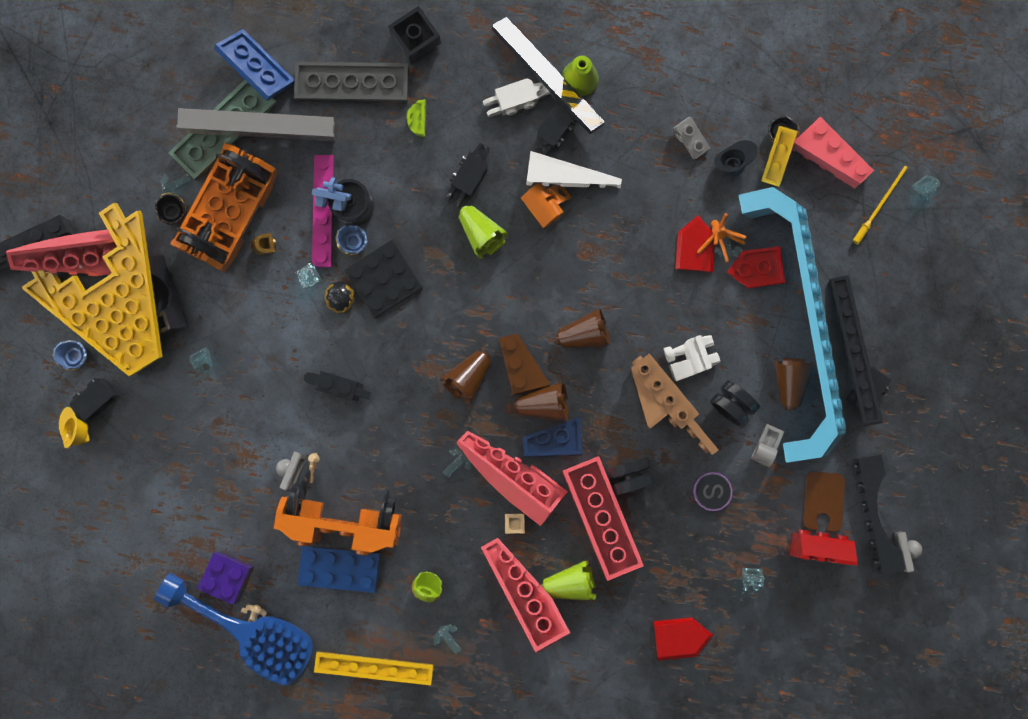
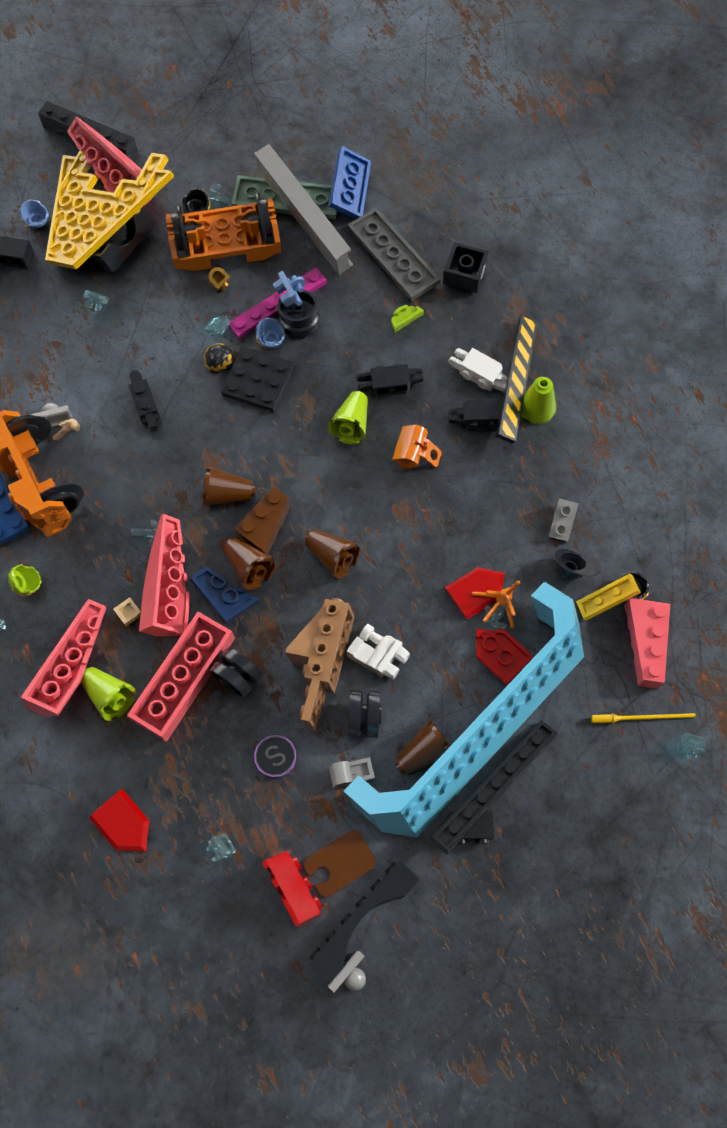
camera: 55 degrees right, 15 degrees down
(558, 172) = (443, 432): white wedge -> none

